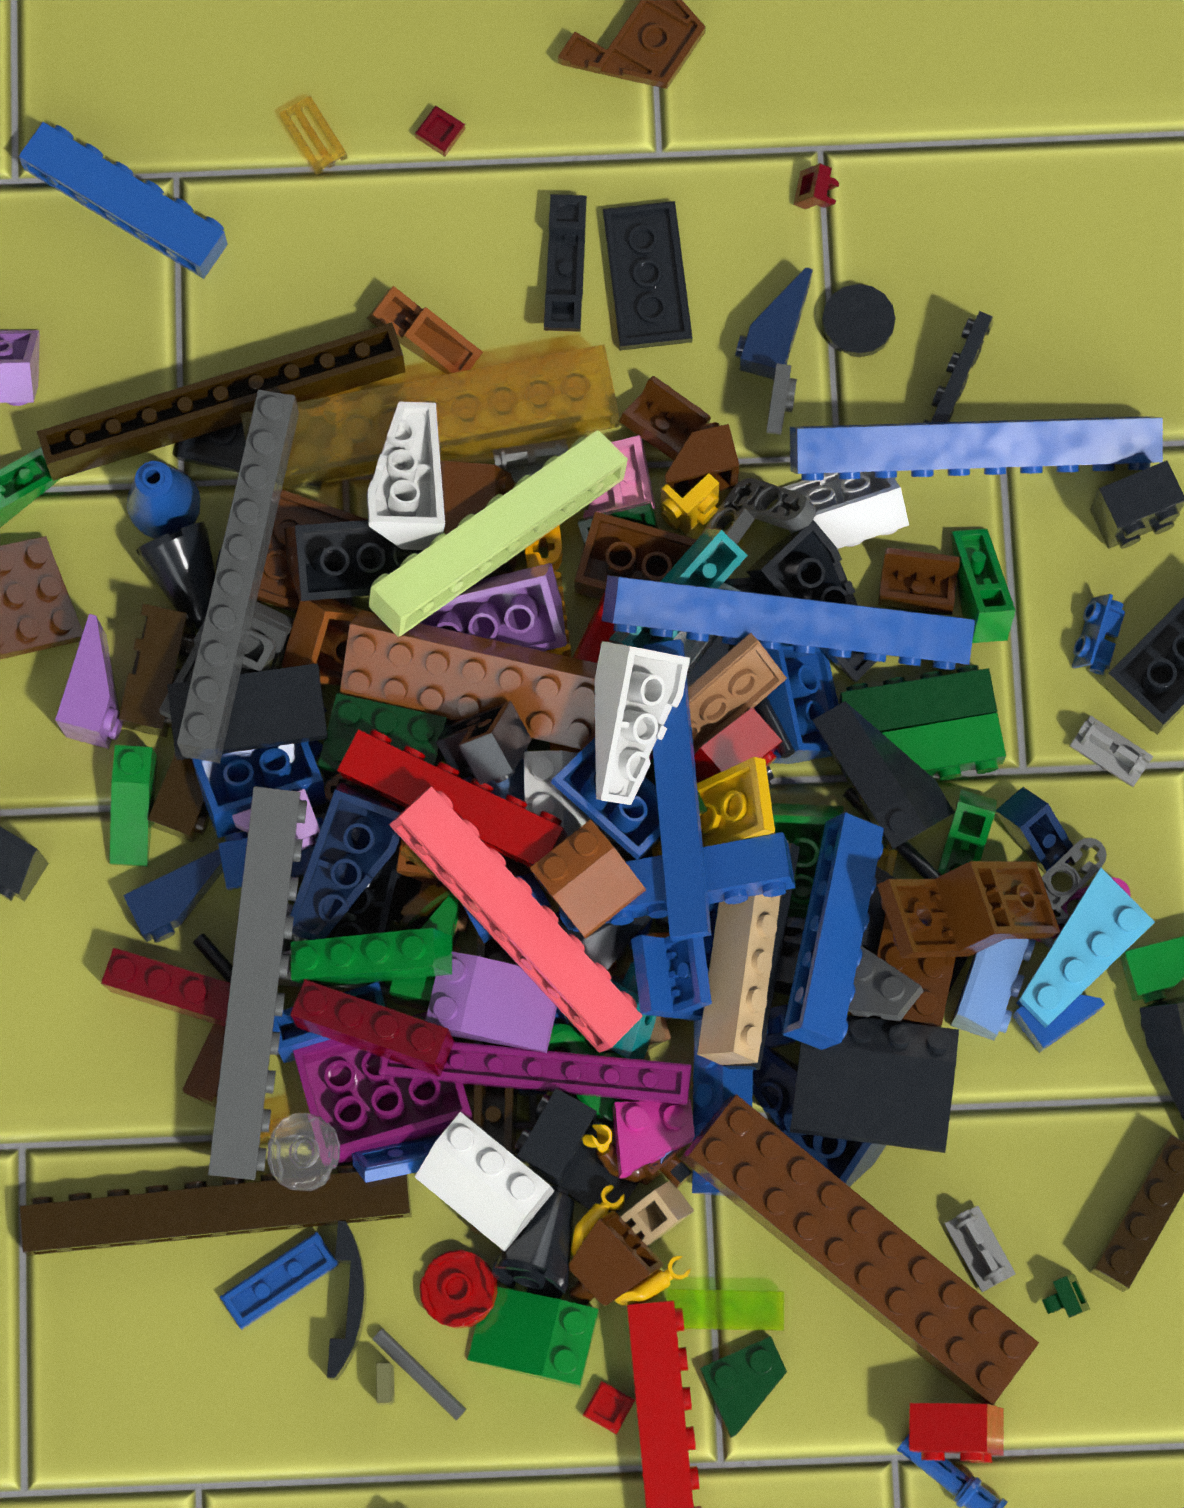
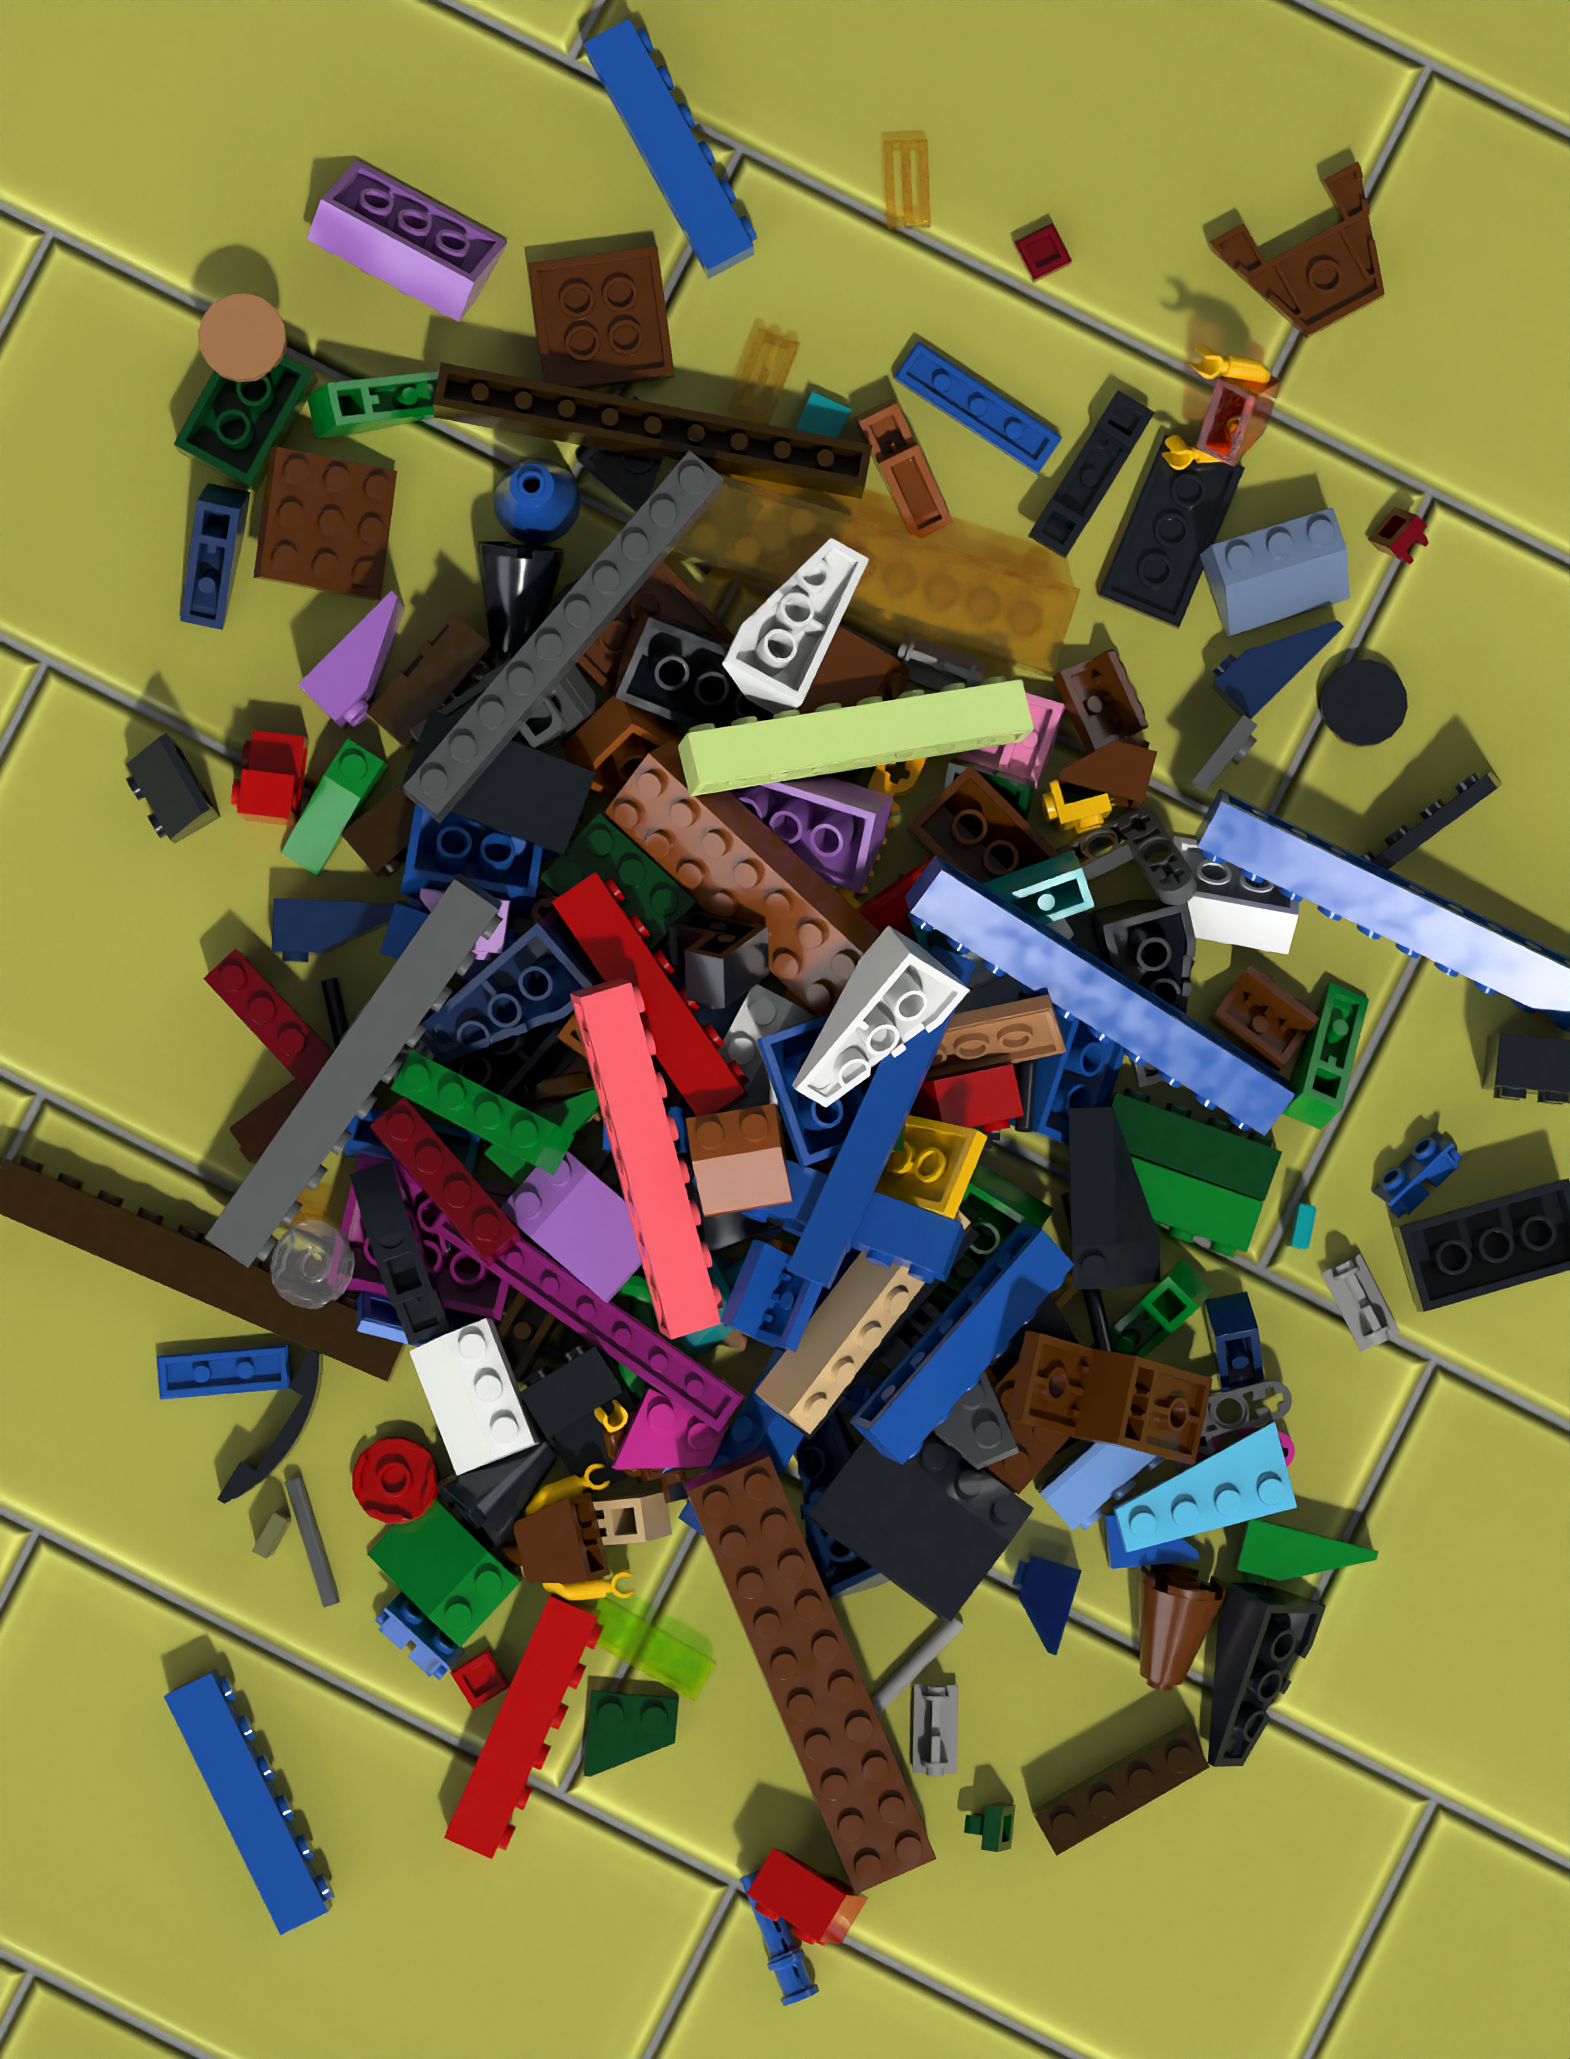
camera: 30 degrees right, 10 degrees up
(74, 809) = (274, 778): none -> red brick
(140, 344) = (602, 319): none -> reddish brown plate
(280, 296) = (776, 343): none -> clear yellow tile
(343, 325) = (823, 417): none -> teal tile
(366, 1102) = (399, 1251): none -> black slope
(454, 264) = (977, 408): none -> blue tile
(560, 1401) = (406, 1622): none -> blue hinge
(646, 161) = (1235, 413): none -> clear red torso
(741, 258) = (1278, 572): none -> sand blue slope
(938, 1203) = (915, 1664): none -> light grey bar
(1006, 1099) = (1046, 1595): none -> clear blue slope
(1035, 717) = (1302, 1226): none -> teal tile
(1113, 1063) = (1174, 1621): none -> reddish brown cone

